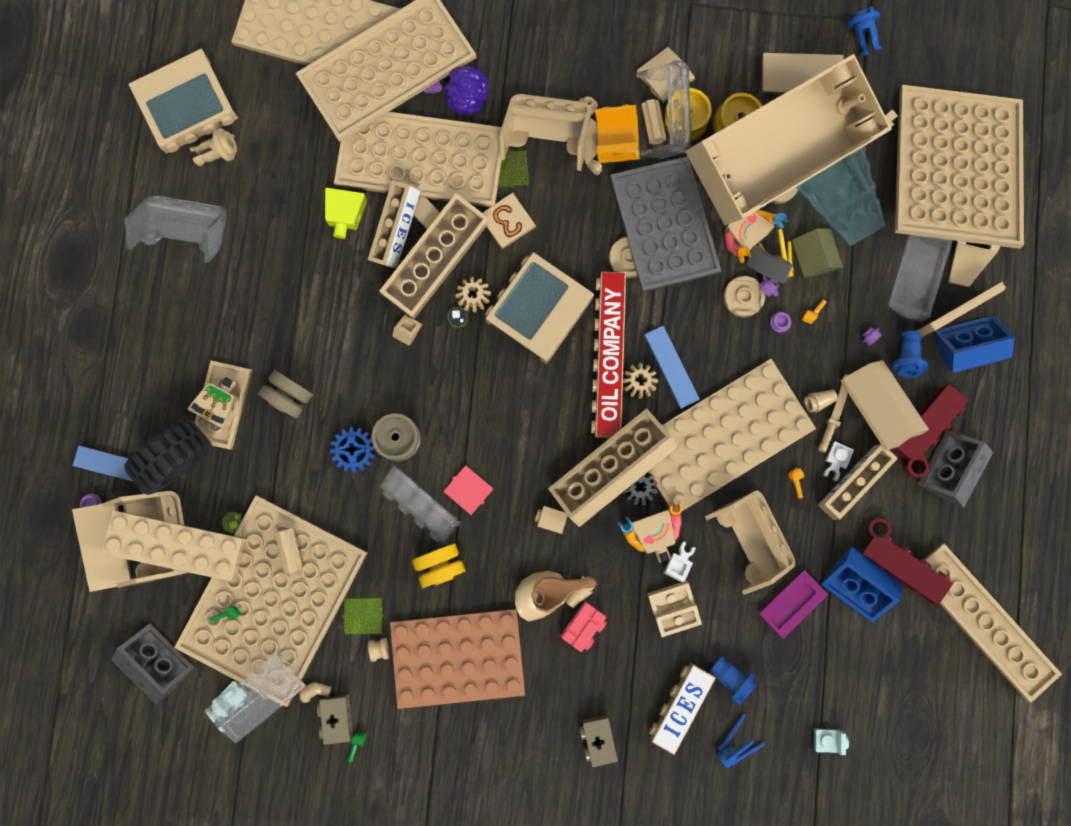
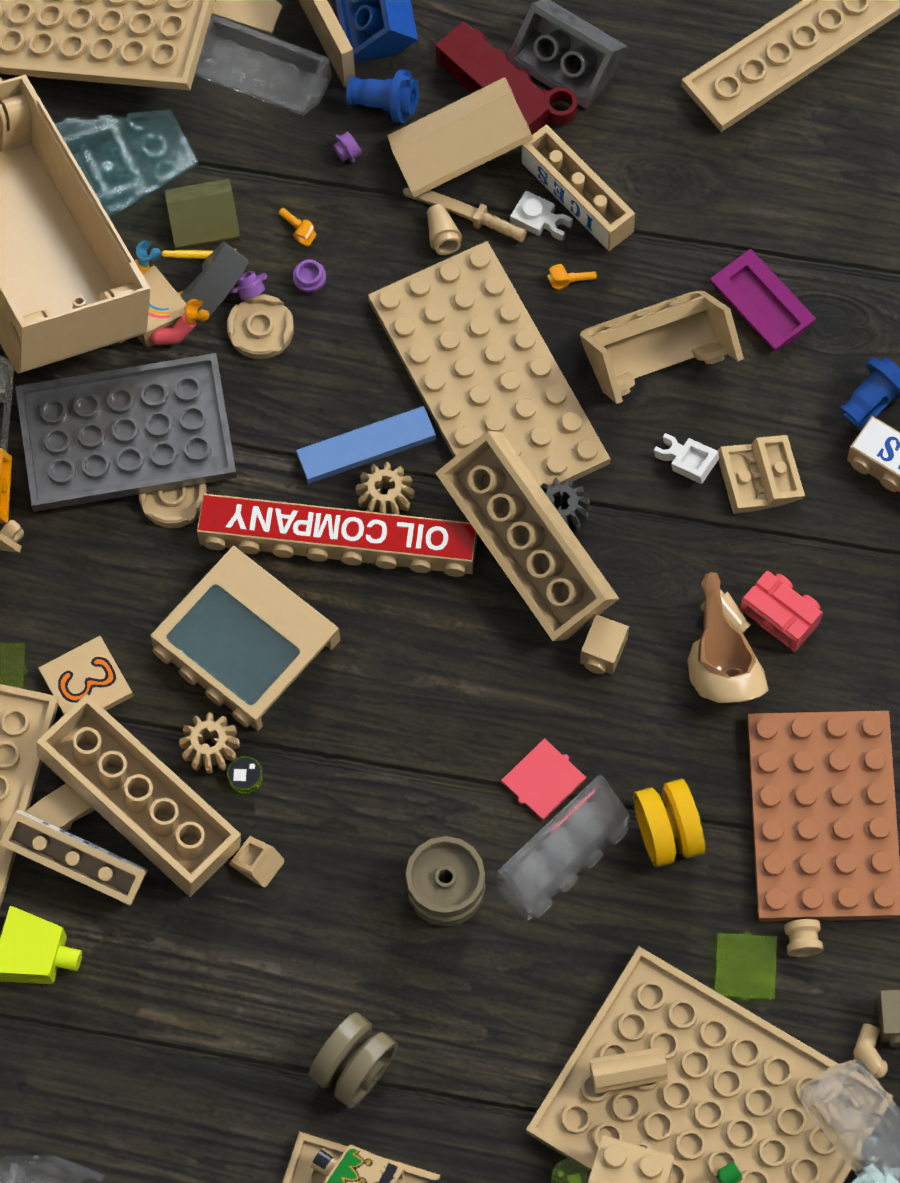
camera: 85 degrees left, 15 degrees down
(351, 437) = (446, 959): blue gear -> none
(655, 532) = (634, 487): torso -> none
(863, 585) = (738, 198): blue slope -> none
(905, 568) = (714, 135): dark red hinge -> none

